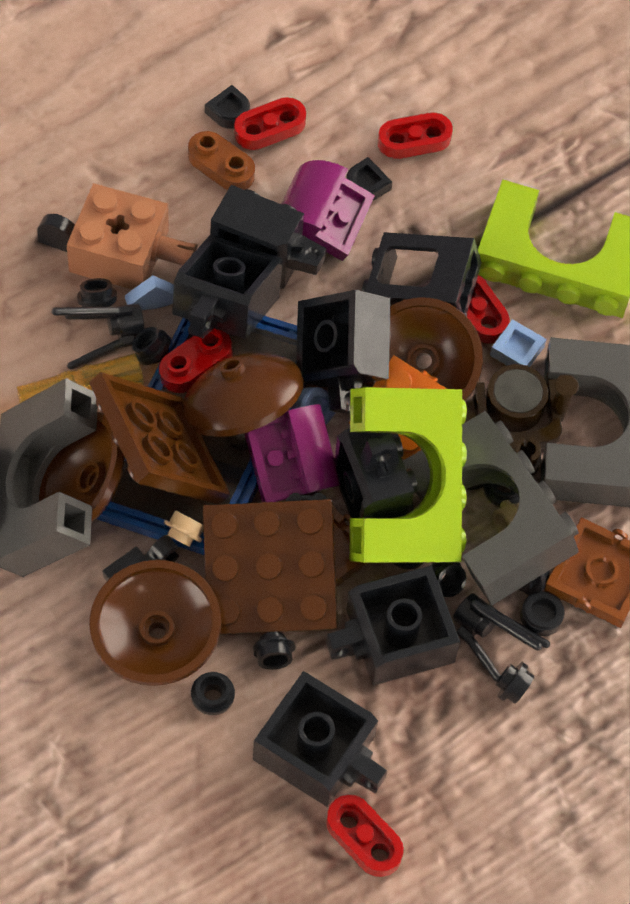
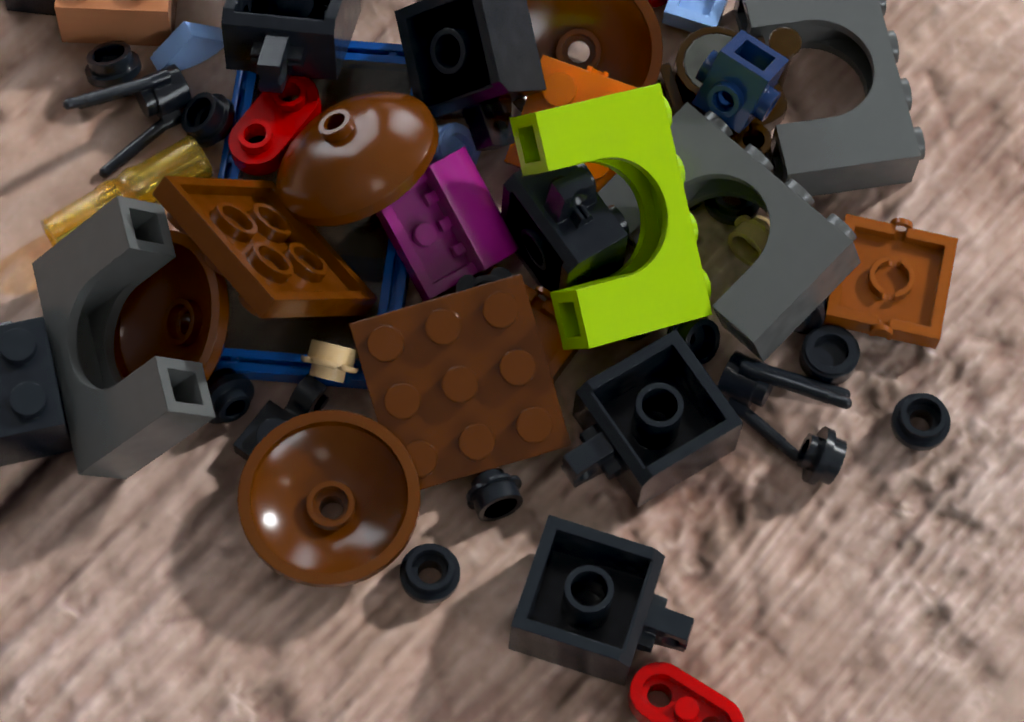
camera: 15 degrees left, 5 degrees up
(107, 536) = (229, 395): none -> black plate
(527, 405) = (740, 81): none -> dark blue brick
(597, 665) = (925, 407): none -> black plate

